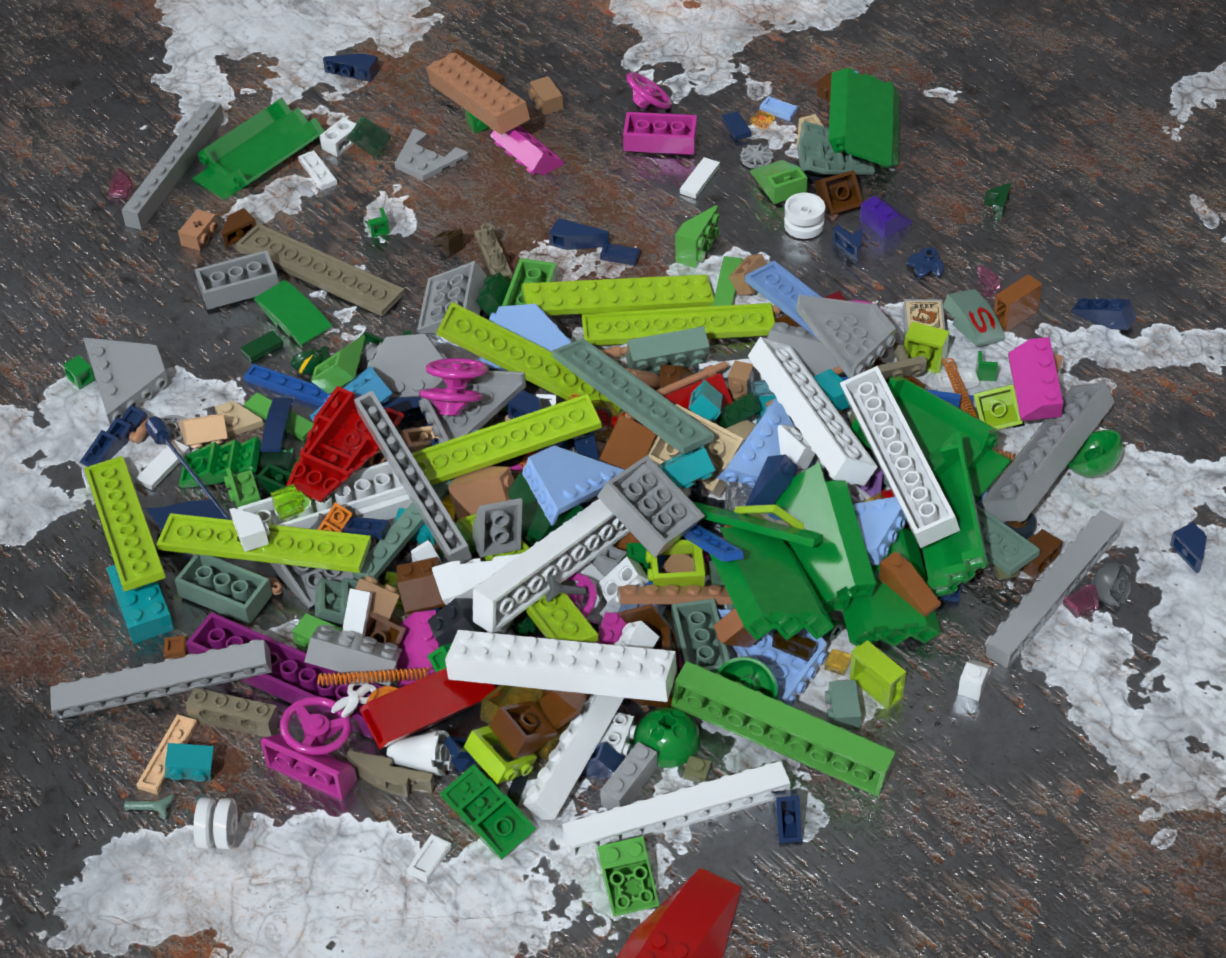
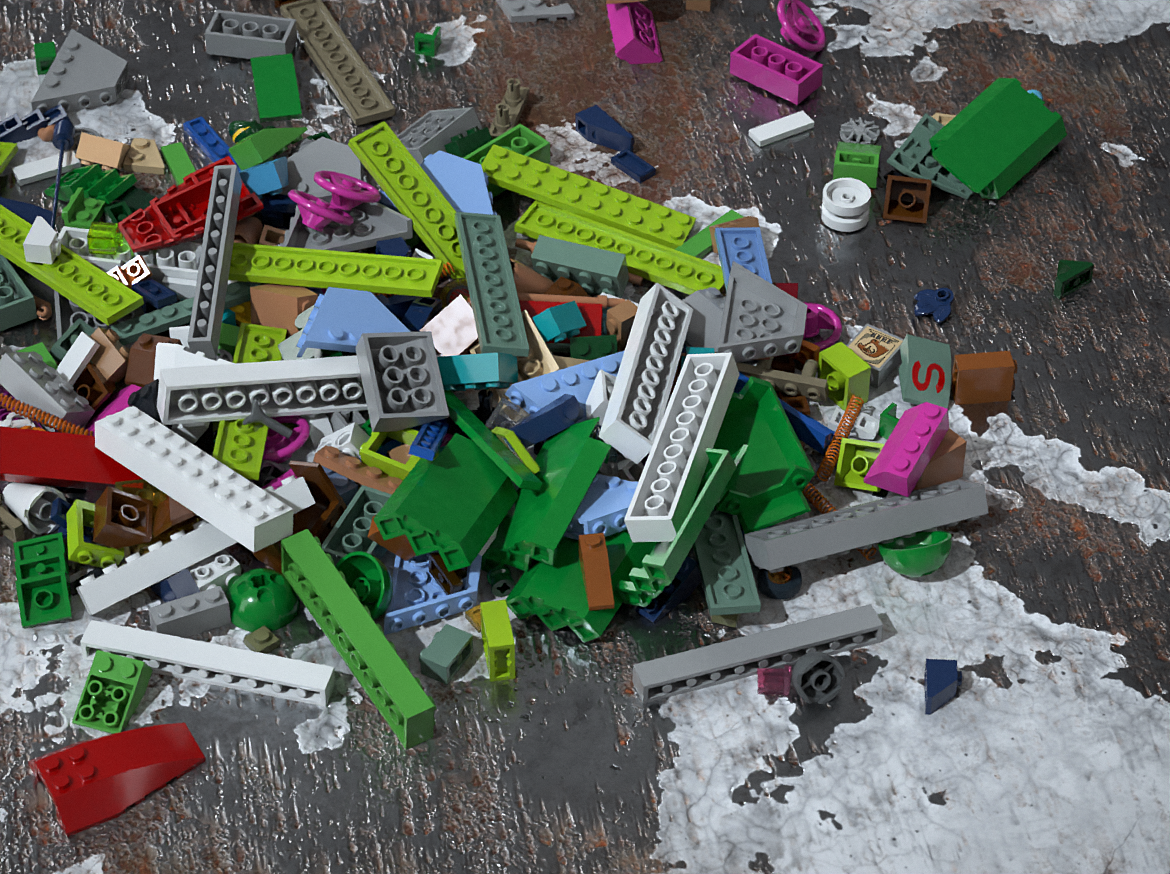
camera: 30 degrees right, 5 degrees down
(261, 346) = (224, 105): dark green tile -> none
(276, 425) = (164, 174): dark blue slope -> none
(450, 240) = (477, 86): dark brown slope -> none
(498, 527) = (251, 335): light grey slope -> none
(697, 237) = (716, 177): bright green slope -> none
(736, 125) = (867, 95): dark blue tile -> none
(762, 119) = (900, 100): clear yellow tile -> none
(779, 108) = (928, 97): light blue tile -> none
(787, 816) = (300, 718): dark blue slope -> none
(848, 242) = (873, 251): dark blue slope -> none
(882, 217) = (932, 240): dark purple slope -> none
(974, 679) = (595, 692): white slope -> none
(990, 279) = (982, 343): clear pink tile -> none
(1049, 548) = (774, 613): reddish brown brick -> none
(1107, 312) = (1078, 431): dark blue slope -> none

